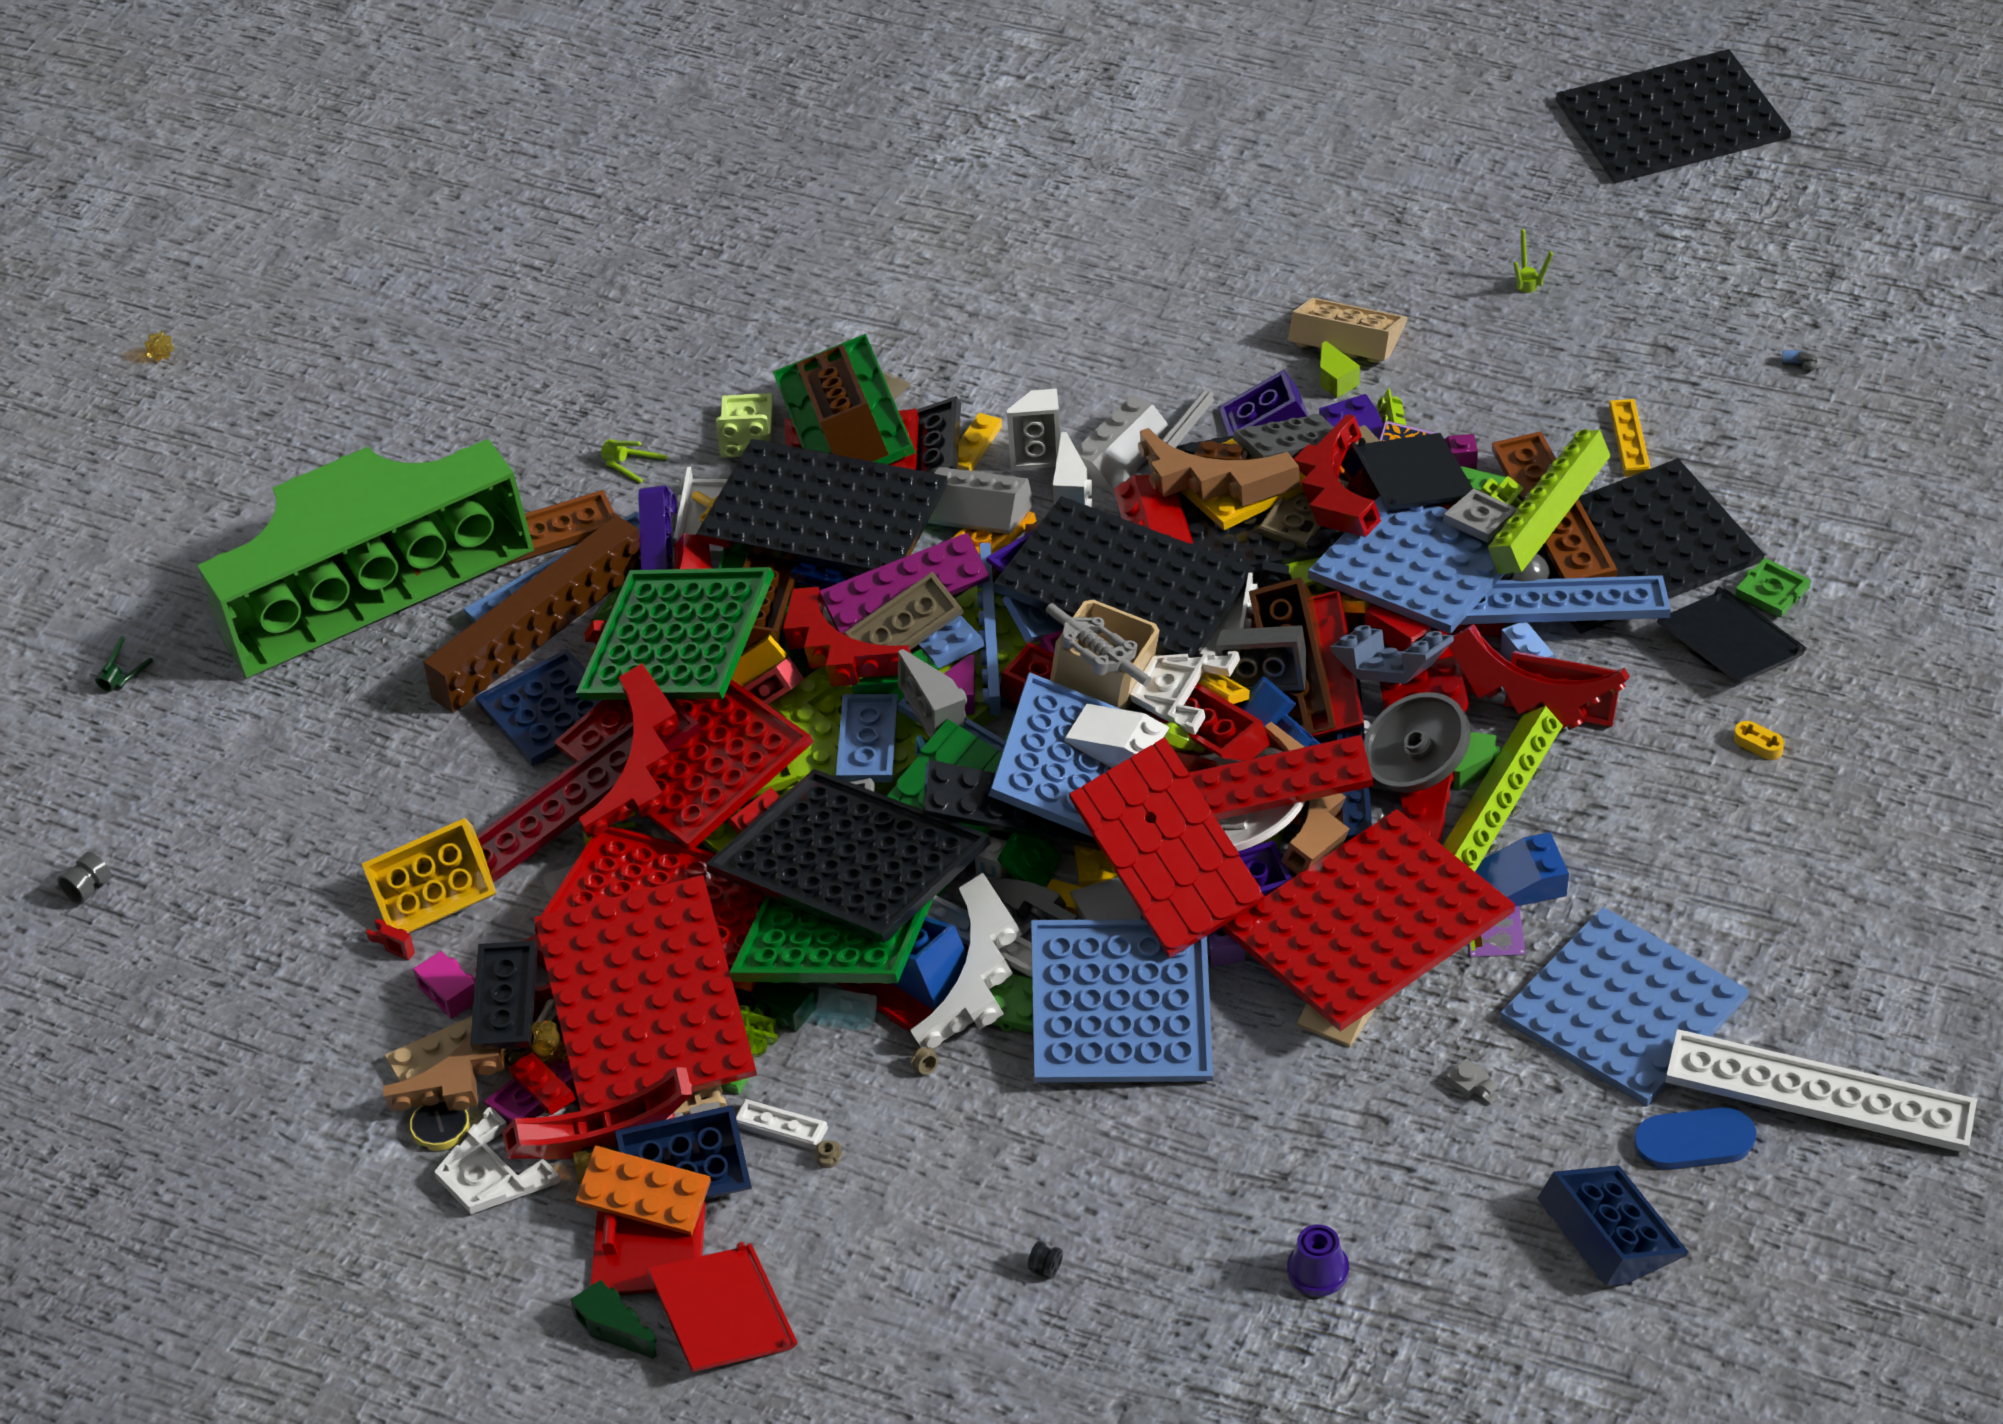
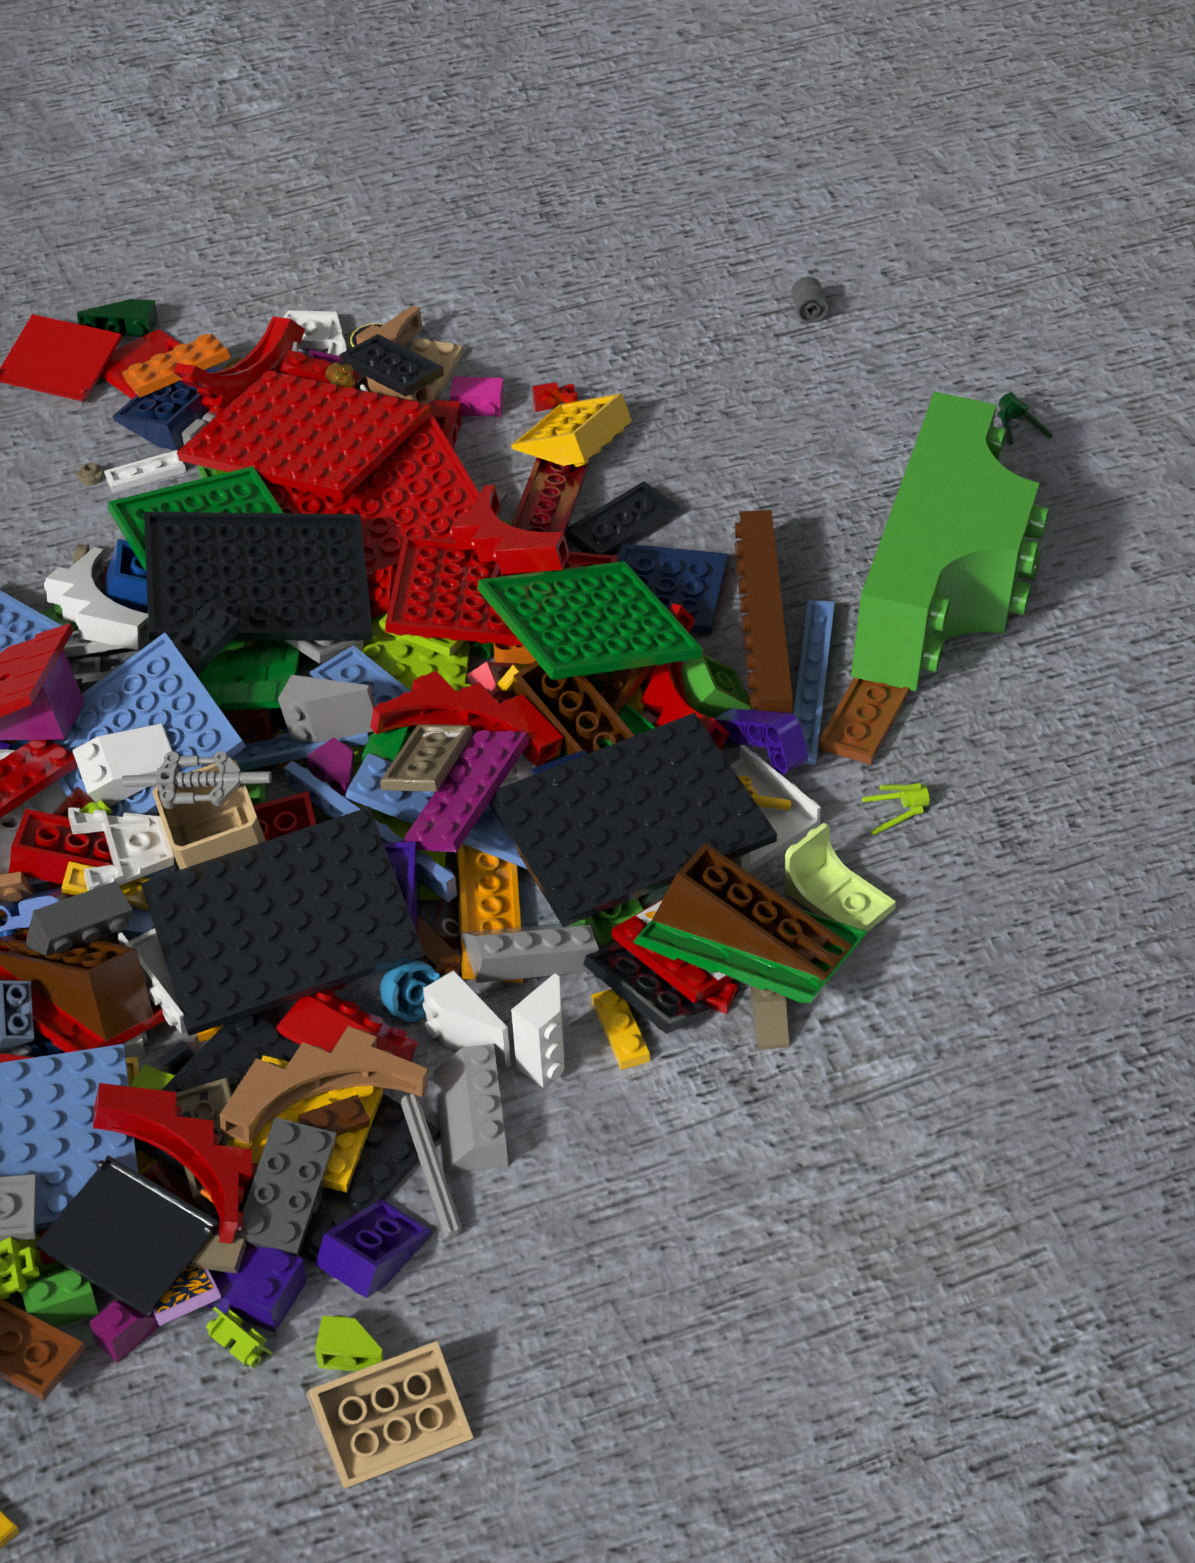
camera: 135 degrees right, 0 degrees up
(494, 783) = (622, 520): none -> black plate

